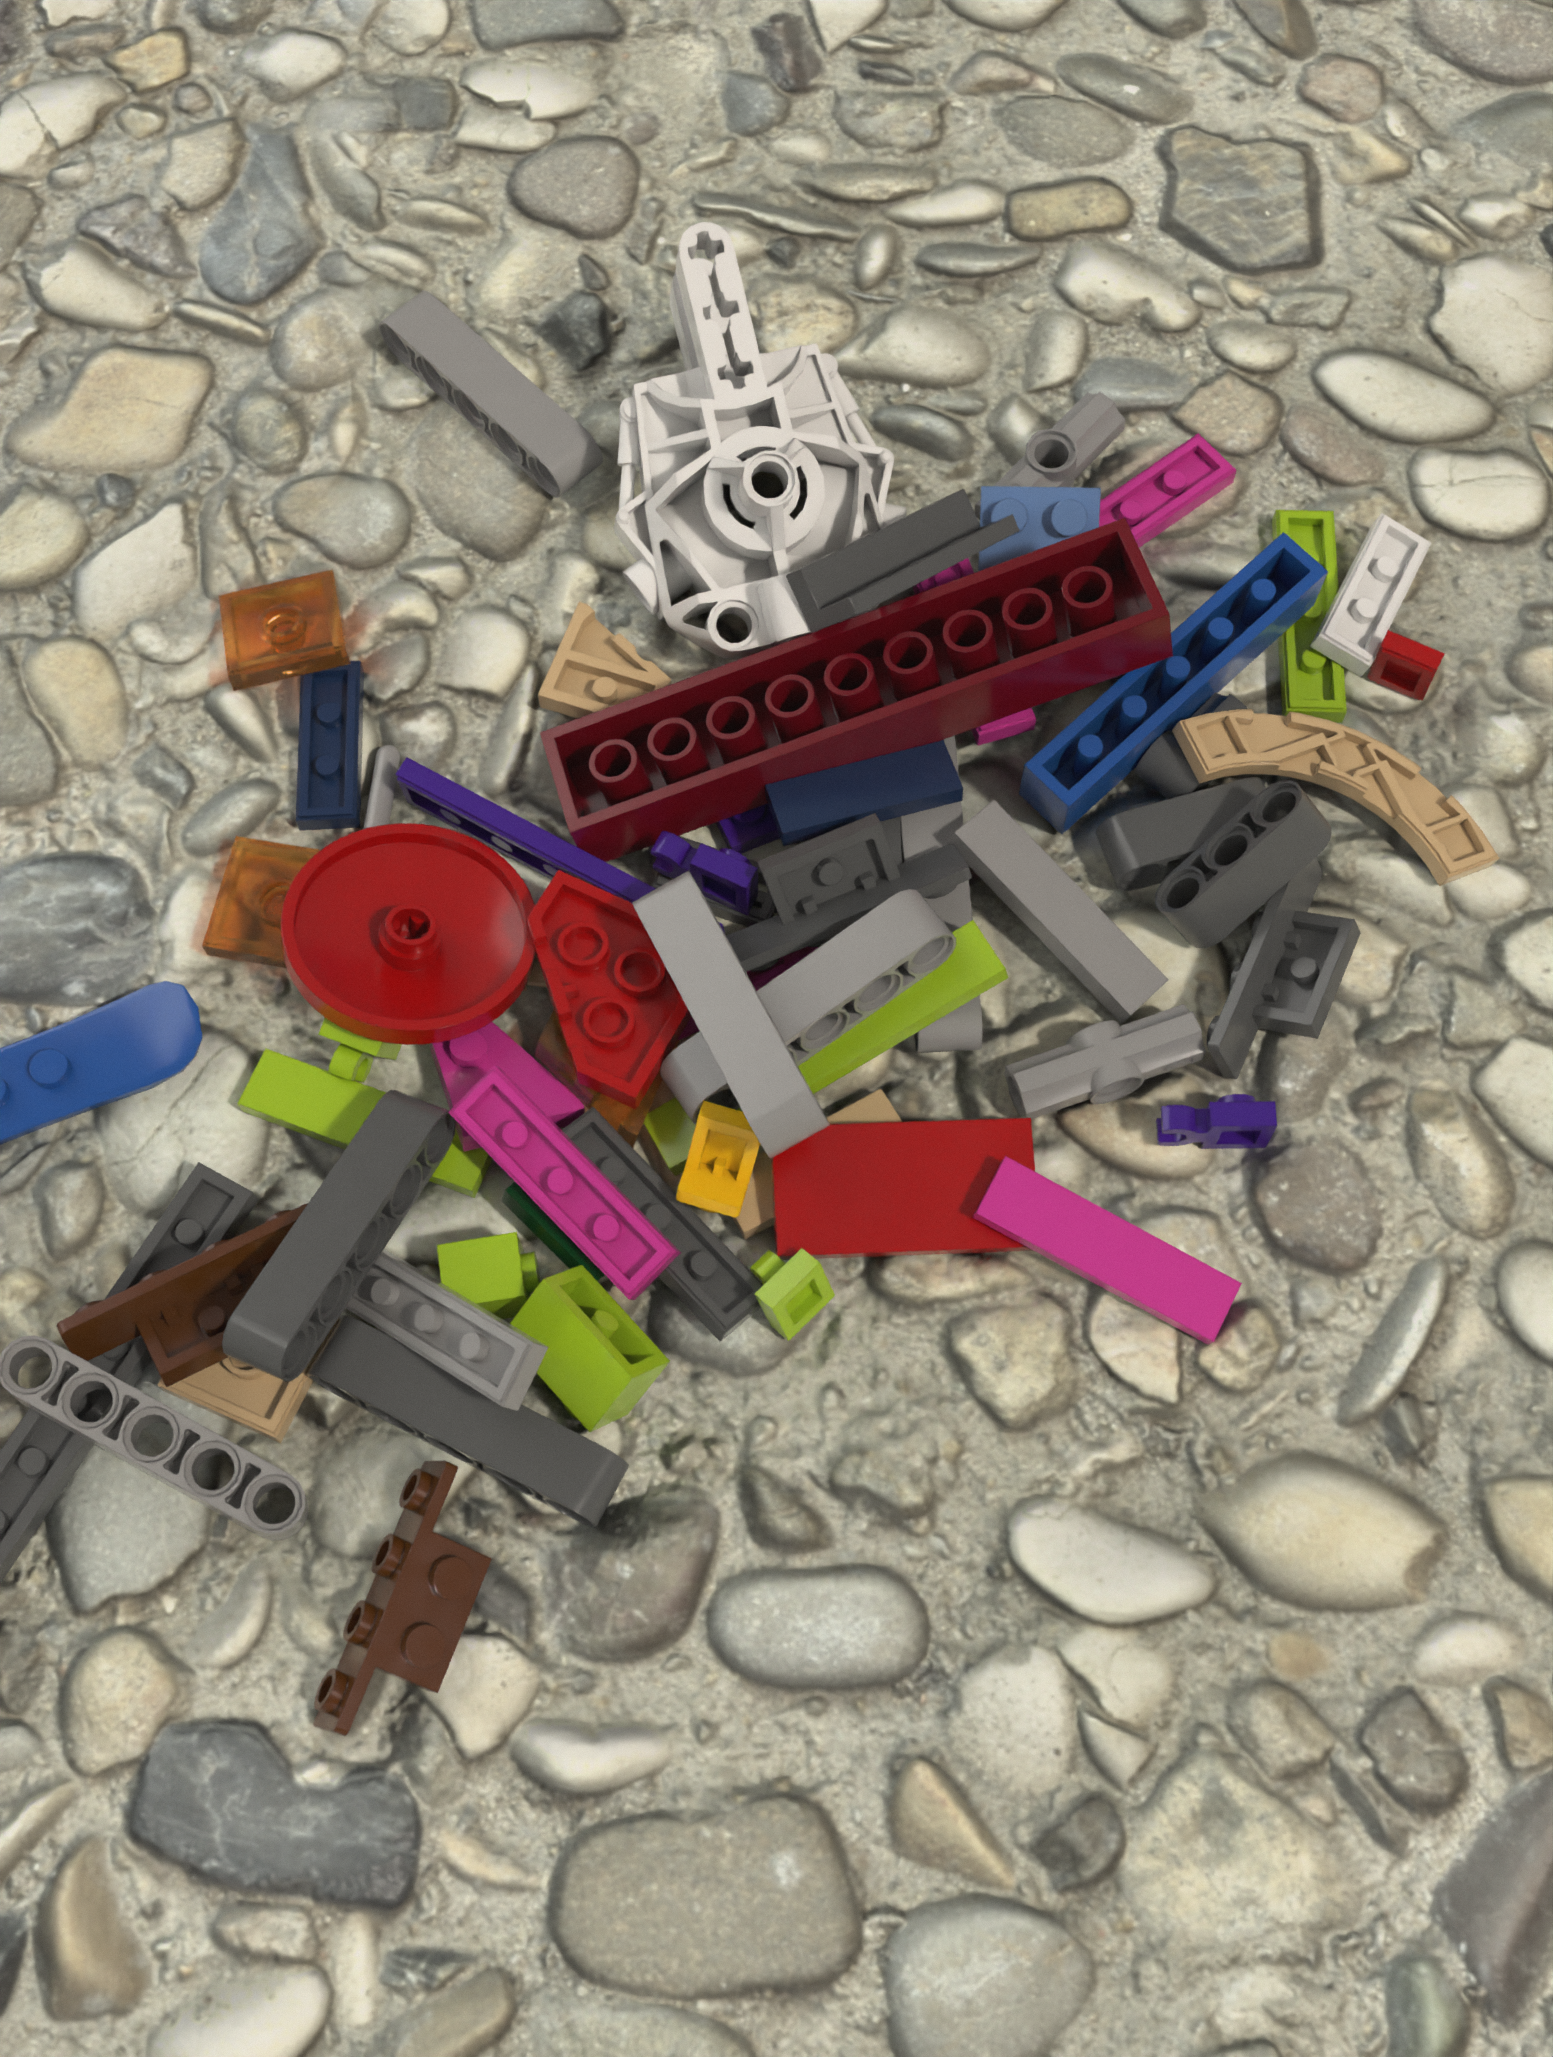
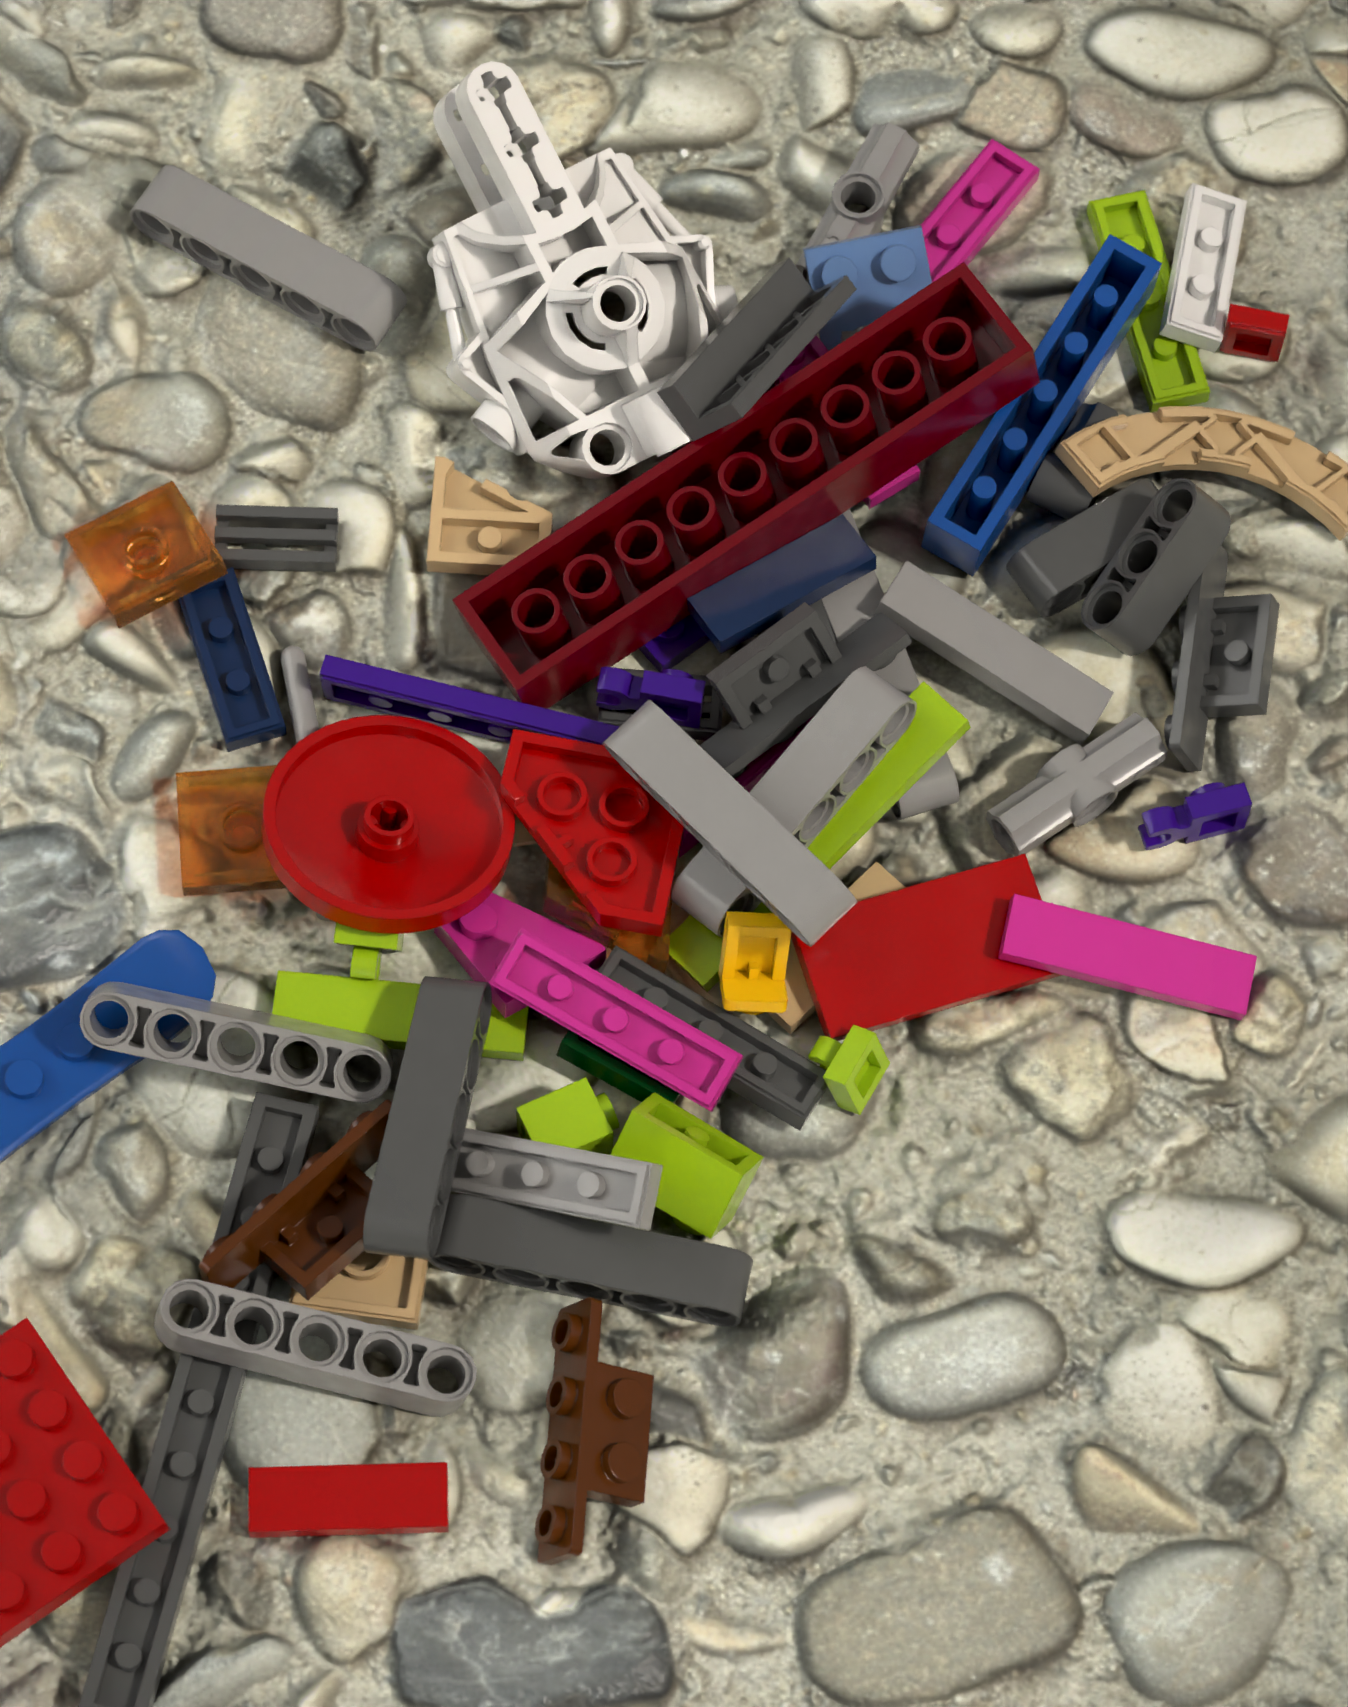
camera: 20 degrees left, 0 degrees up
(146, 1603) = (348, 1500): none -> red tile
(163, 1107) = (206, 1052): none -> light grey beam
(415, 635) = (277, 528): none -> dark grey tile

